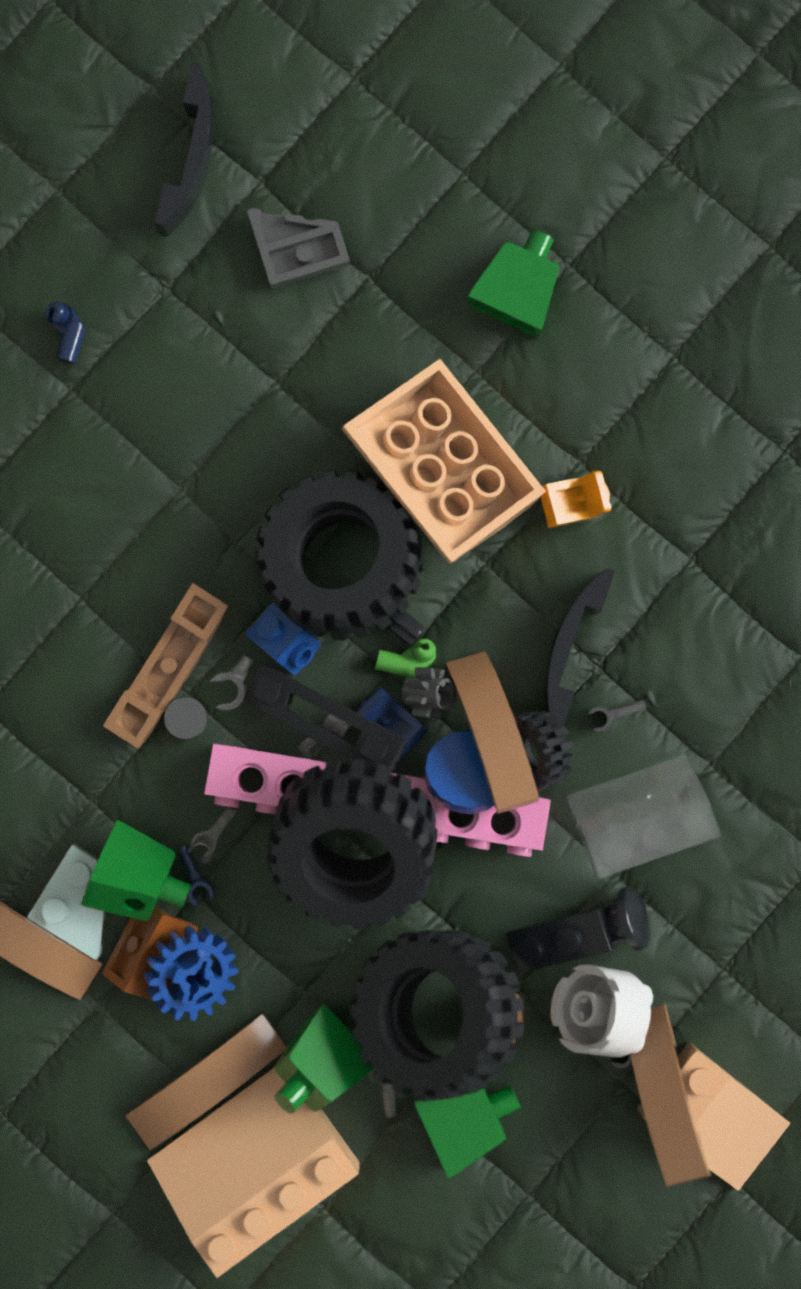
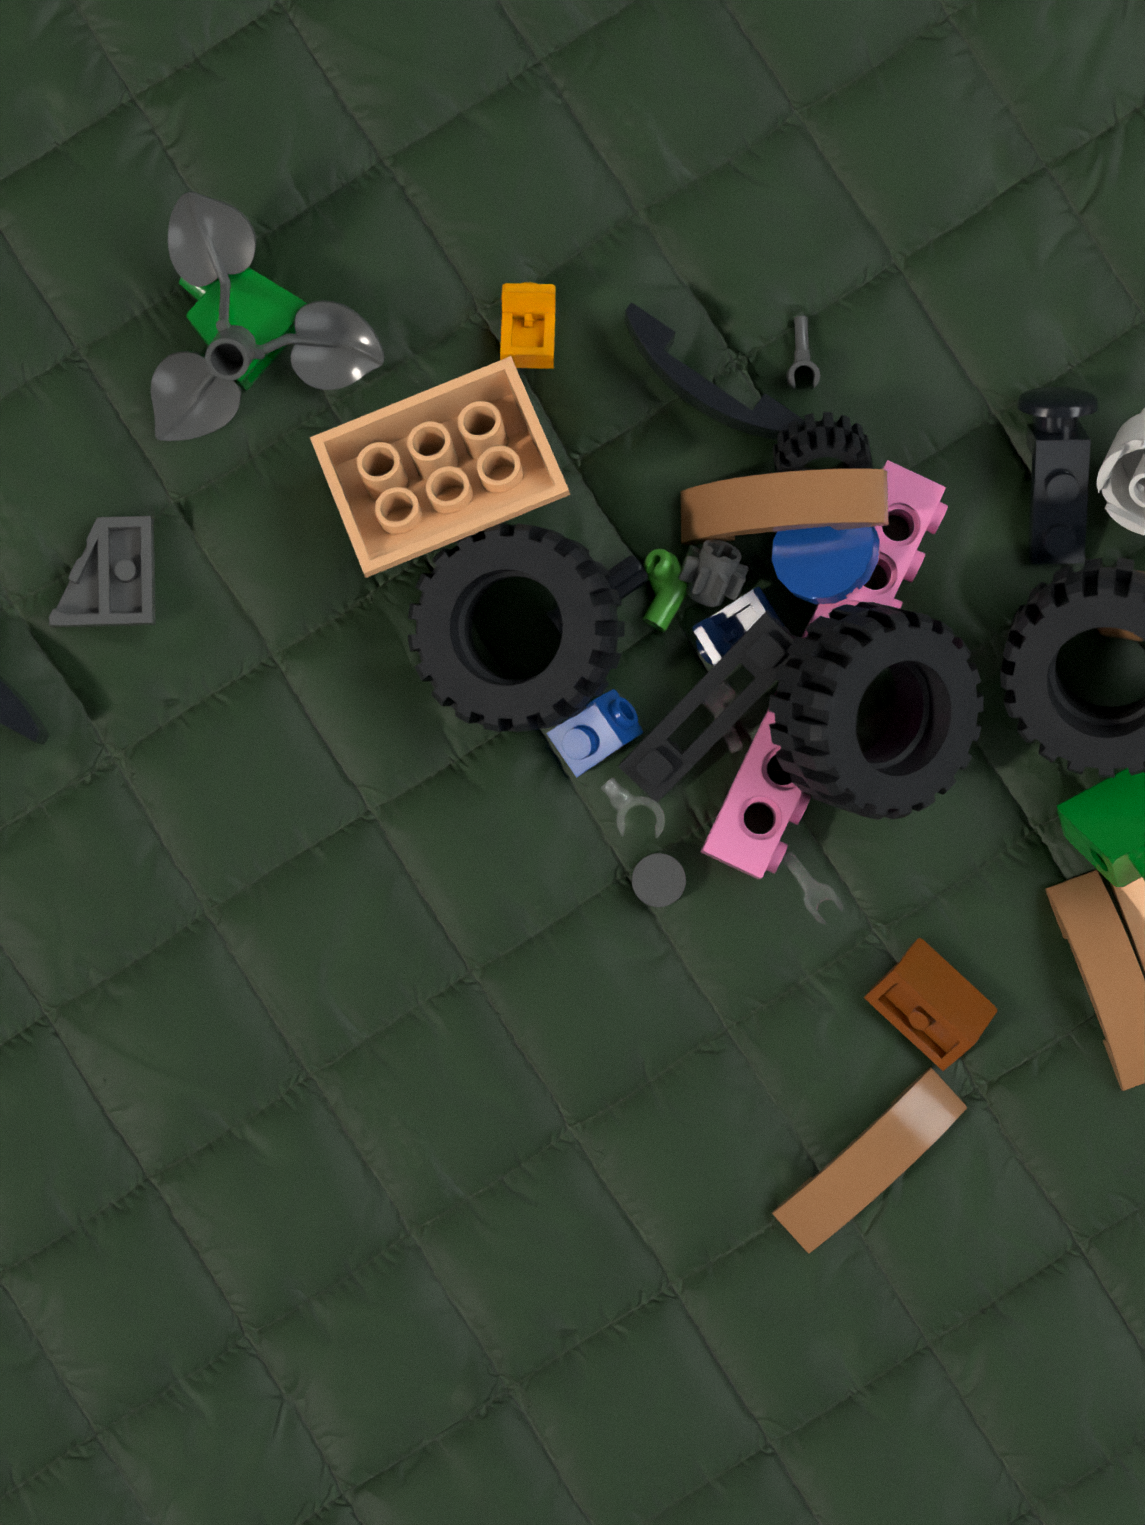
camera: 75 degrees left, 0 degrees up
(60, 906) = (846, 1079): light aqua wing -> none
(69, 328) = (132, 888): dark blue arm -> none
(133, 876) = (836, 993): green torso -> none
(167, 666) = (588, 883): medium nougat slope -> none
(189, 968) = (976, 955): blue gear -> none
(194, 876) = (854, 924): dark blue hand -> none
(455, 268) = (201, 392): none -> dark grey plant
(643, 816) = (937, 357): clear slope -> none

